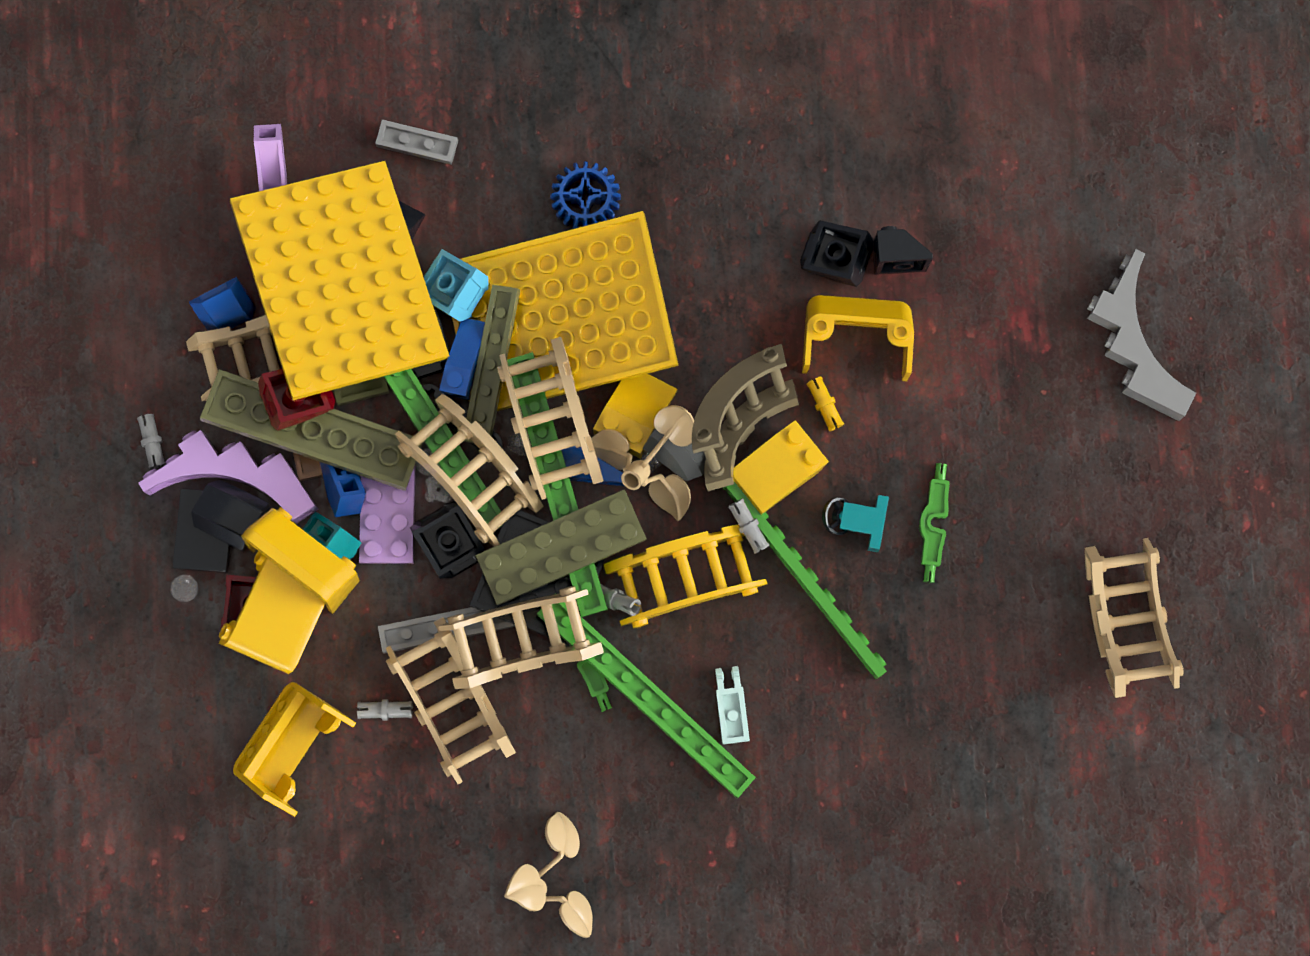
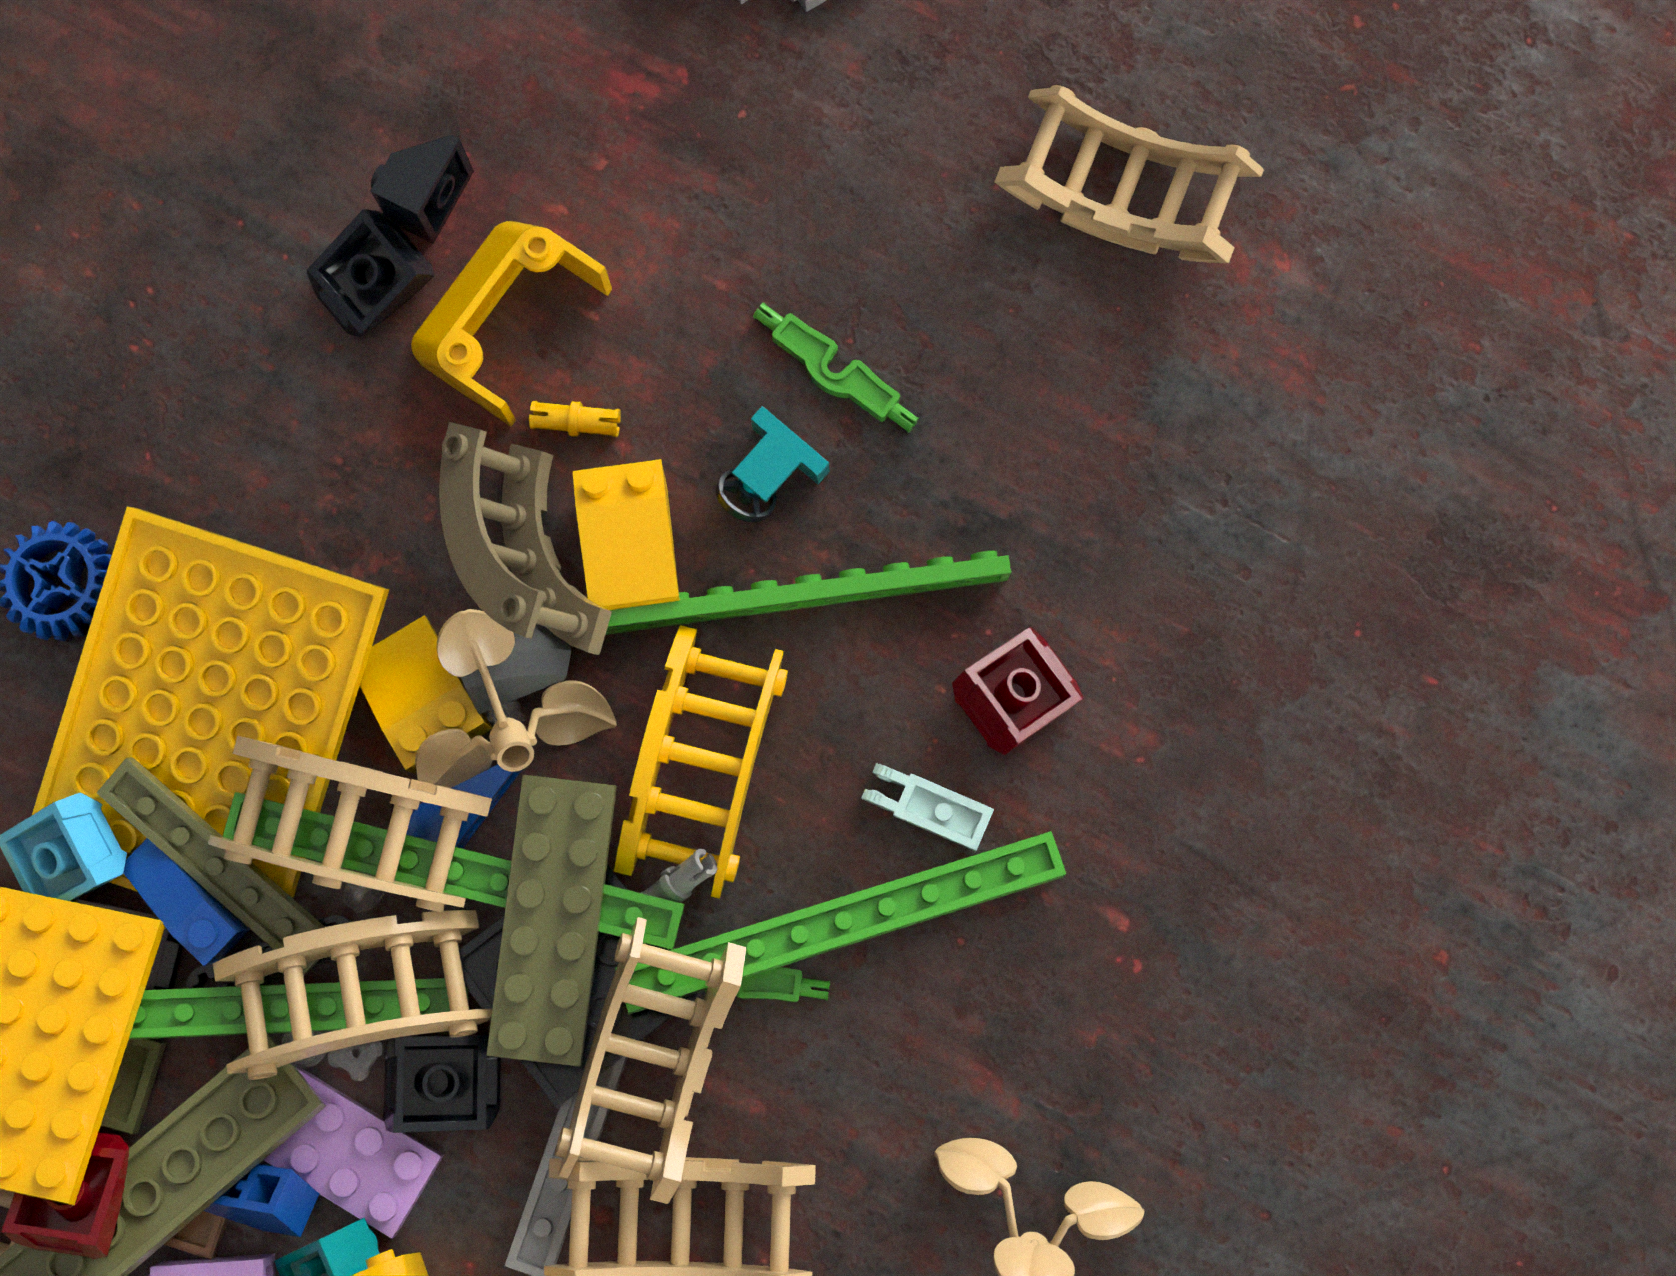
camera: 60 degrees left, 0 degrees up
(748, 525) = (684, 627): light grey pin -> none
(819, 717) = (1016, 691): none -> dark red slope

